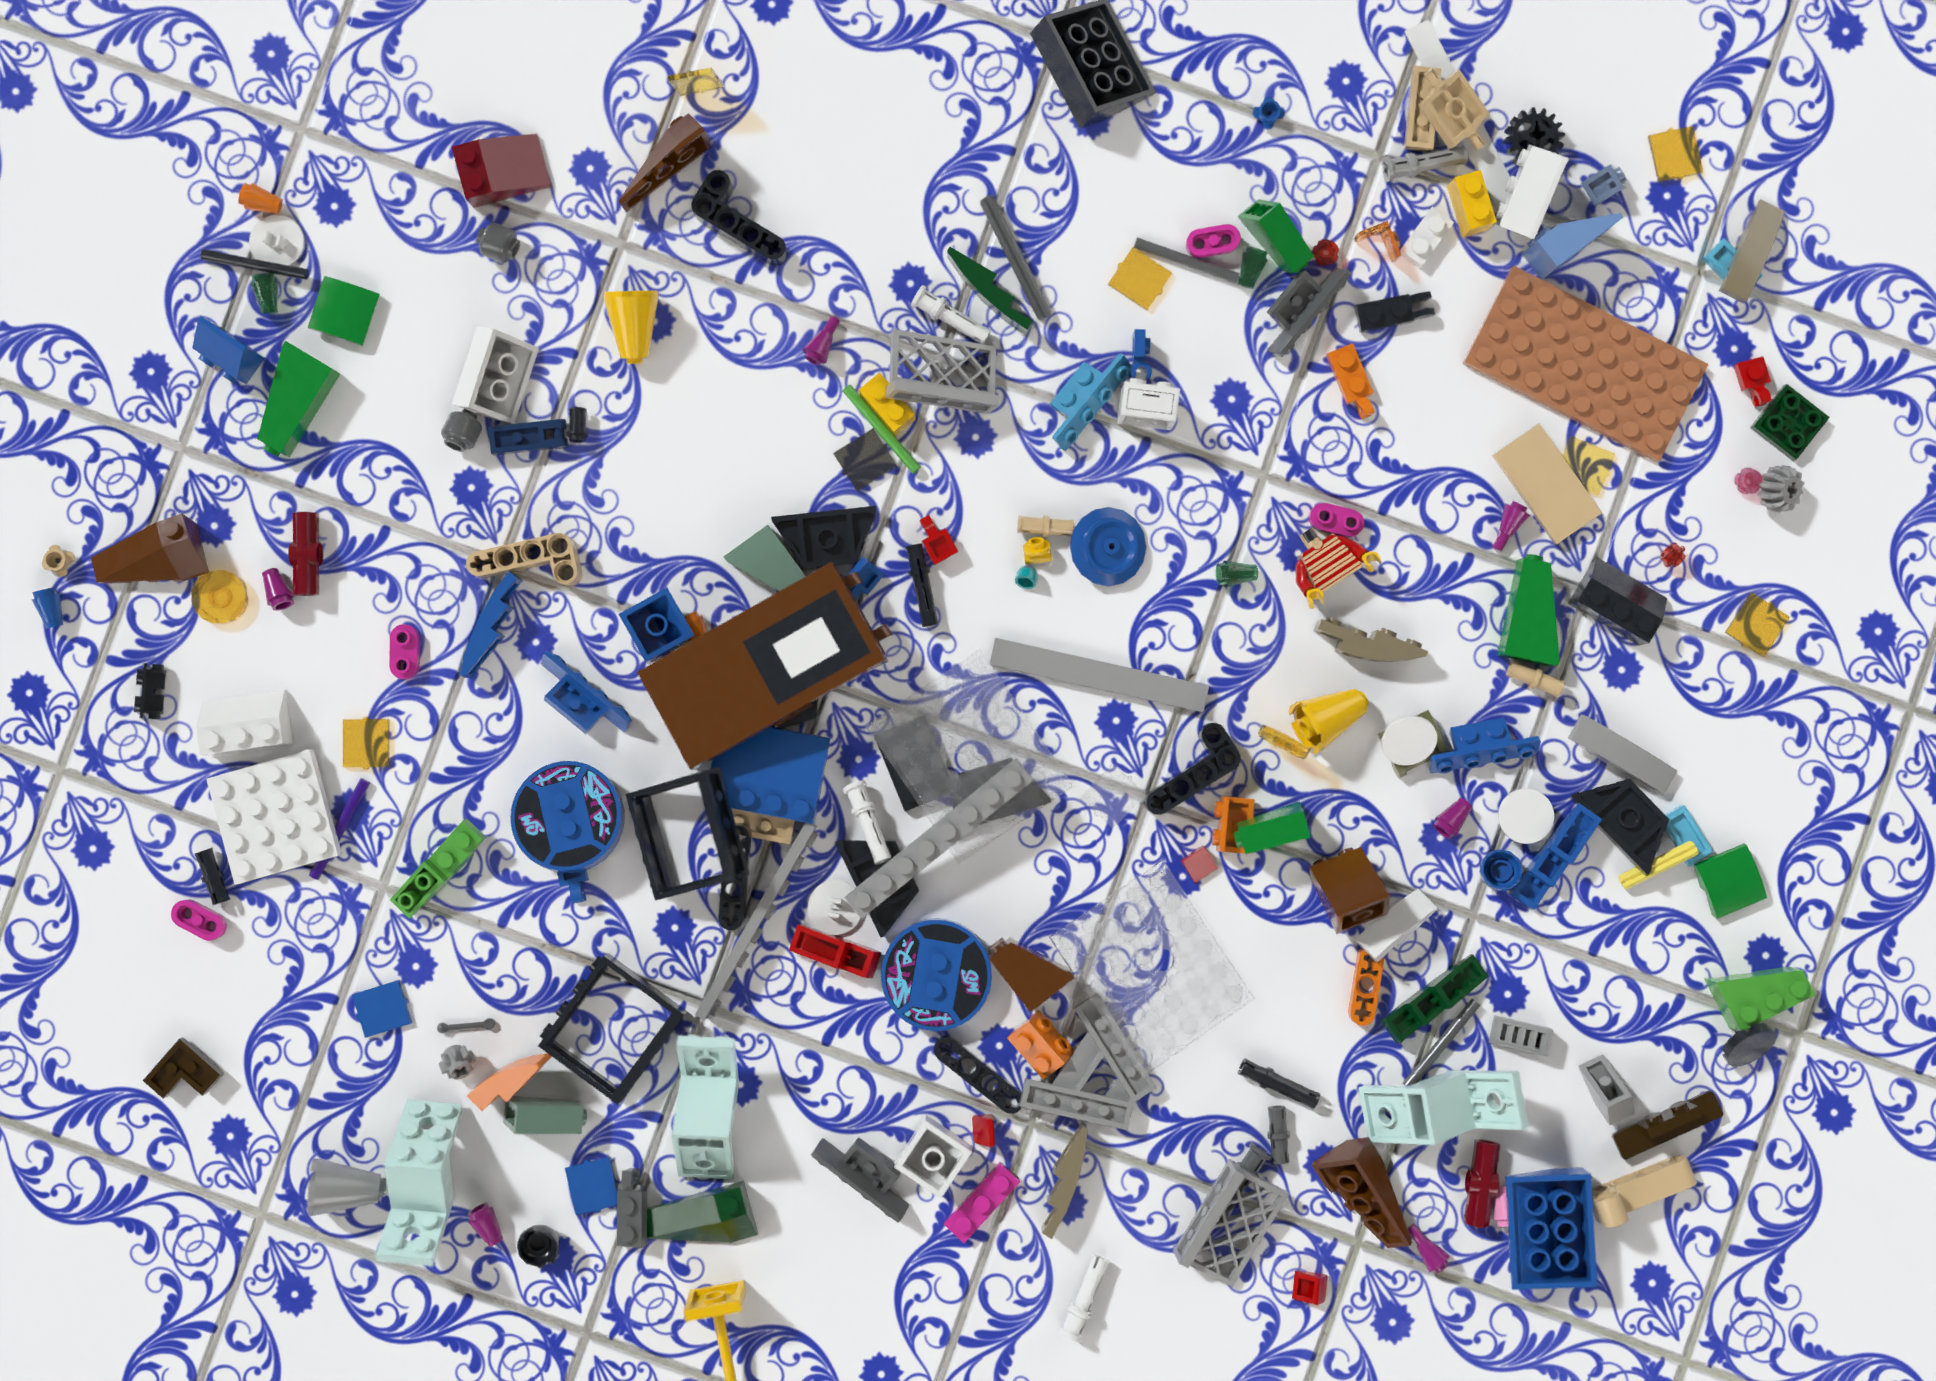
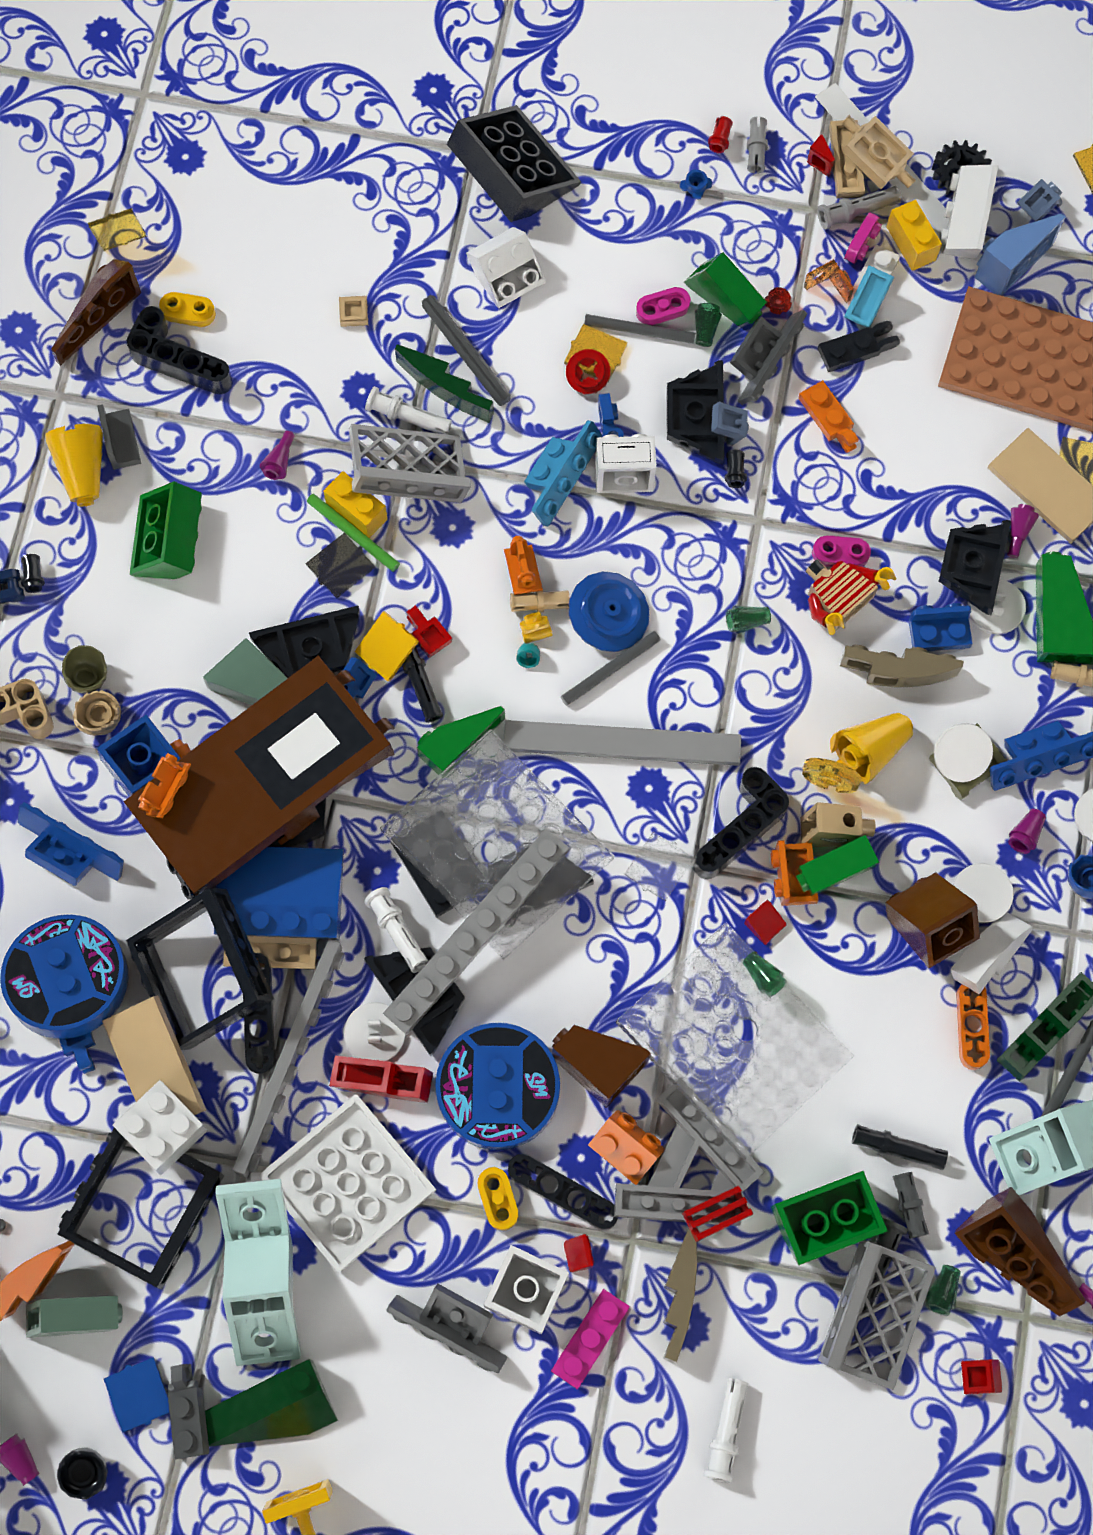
camera: 10 degrees left, 15 degrees down
(616, 530) = (84, 669): none -> olive hair
(622, 574) = (97, 713): none -> tan hair
(636, 972) = (160, 1127): none -> white brick
(637, 910) = (151, 1052): none -> tan tile
(673, 299) = (119, 438): none -> dark grey panel
(682, 659) = (159, 799): none -> orange hinge
(706, 404) = (166, 532): none -> green slope
(753, 171) = (186, 307): none -> yellow plate
(793, 1037) = (348, 1183): none -> white plate
(896, 550) = (386, 646): none -> yellow piece
(913, 199) = (353, 311): none -> tan tile
(921, 1072) = (497, 1199): none -> yellow plate
(944, 652) = (455, 738): none -> green slope
(1034, 491) = (522, 567): none -> orange hinge
(1068, 175) = (506, 266): none -> white slope
(1100, 601) = (610, 668): none -> dark grey bar
(1116, 299) = (588, 358): none -> red gear
(1130, 1113) = (740, 1202): none -> red tile
(1188, 916) = (764, 974): none -> clear green cone
(1204, 1138) = (829, 1218): none -> green slope
(1226, 357) = (690, 412): none -> black wing
(1252, 422) = (735, 469): none -> black pin
(1255, 376) = (729, 422): none -> sand blue bracket
(1278, 788) = (834, 825): none -> tan torso
(1292, 1212) = (943, 1292): none -> clear green cone
(1302, 63) = (719, 140): none -> red pin
(1336, 79) = (757, 145): none -> light grey pin
(1397, 103) = (821, 156): none -> red slope
(1401, 869) = (988, 888): none -> white piece
(1413, 612) = (941, 627): none -> blue bracket
(1414, 263) = (869, 296): none -> medium azure tile
(1415, 208) = (858, 247): none -> dark pink plate
(1459, 553) = (975, 563): none -> black wing
(1471, 595) = (1007, 610): none -> white piece

